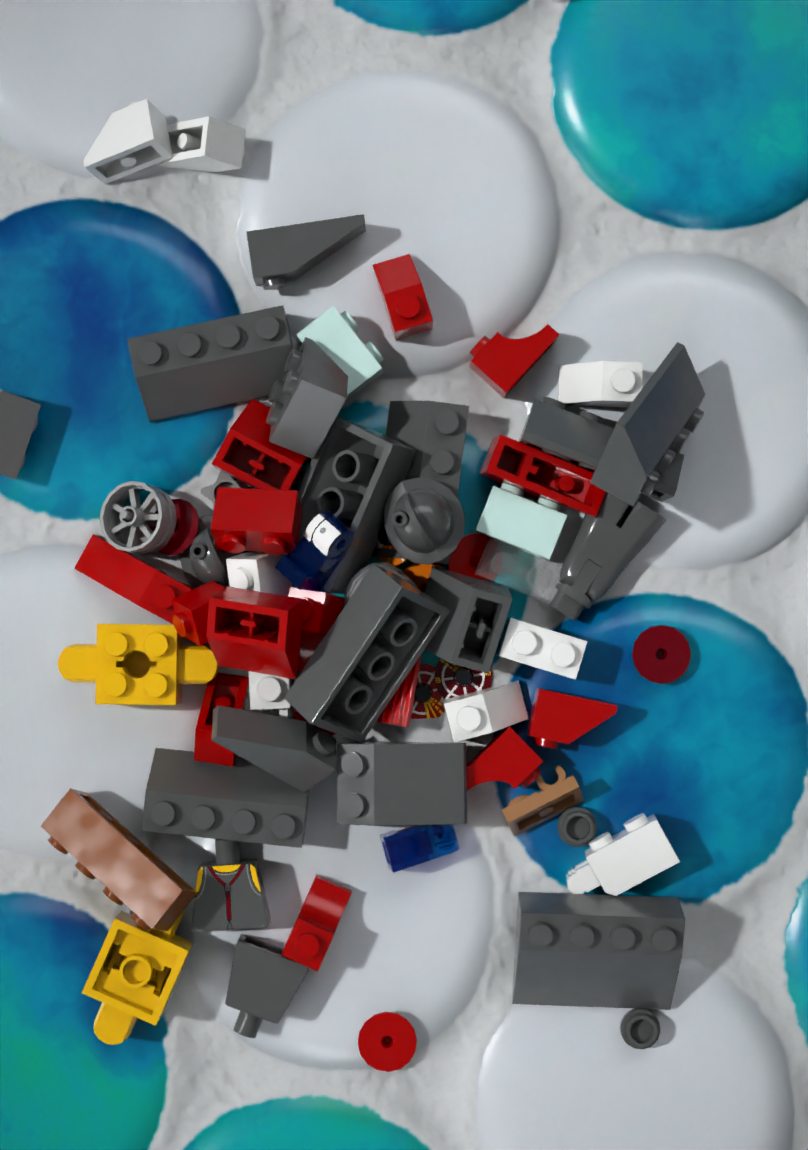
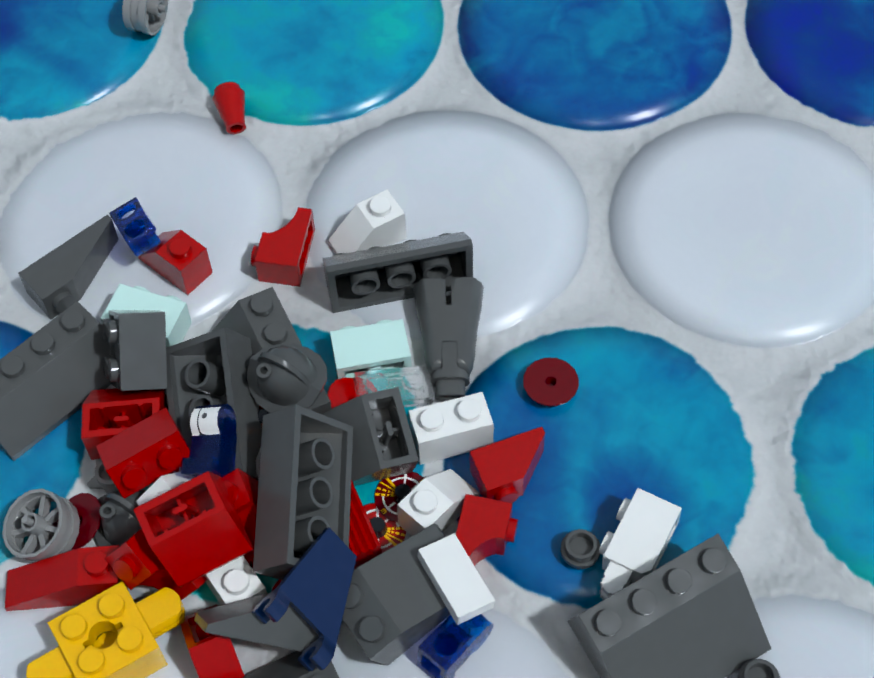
camera: 25 degrees left, 30 degrees down
(321, 755) = (317, 592): none -> dark blue flag
(382, 248) = (137, 228): none -> clear blue leg
(447, 809) = (456, 579): none -> white tile
(530, 810) = (537, 545): medium nougat plate -> none
(541, 475) = (363, 303): red slope -> none
(560, 139) = (231, 106): none -> red cone
(651, 429) = (421, 211): dark grey slope -> none

